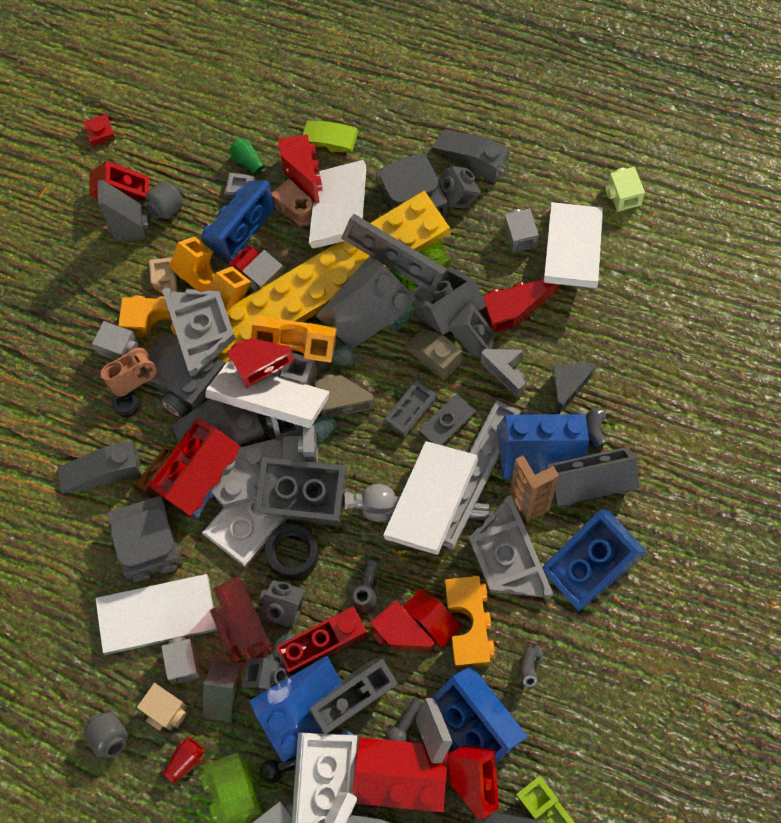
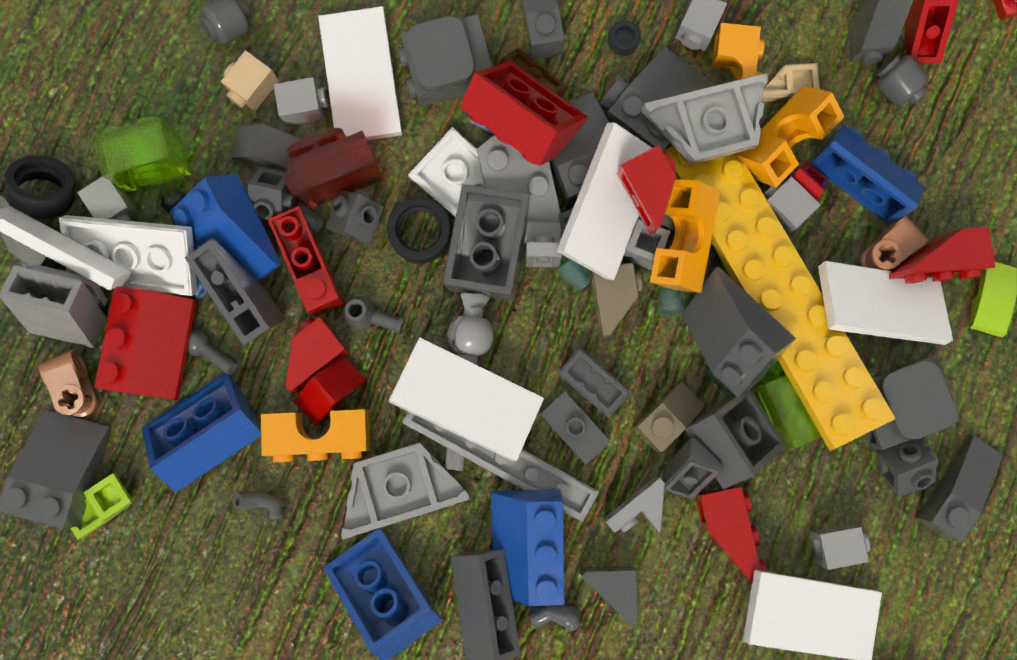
camera: 90 degrees right, 15 degrees up
(127, 374) = (657, 34): nougat piece -> none
(184, 758) = (192, 106): red cone -> none
(235, 182) = (927, 174): light grey tile -> none
(245, 155) = (967, 186): green cone -> none
(393, 253) = (797, 369): dark grey plate -> none
(433, 730) = (187, 383): light grey tile -> none
(475, 778) = (133, 426): red slope -> none
(532, 492) = (448, 529): medium nougat fence -> none

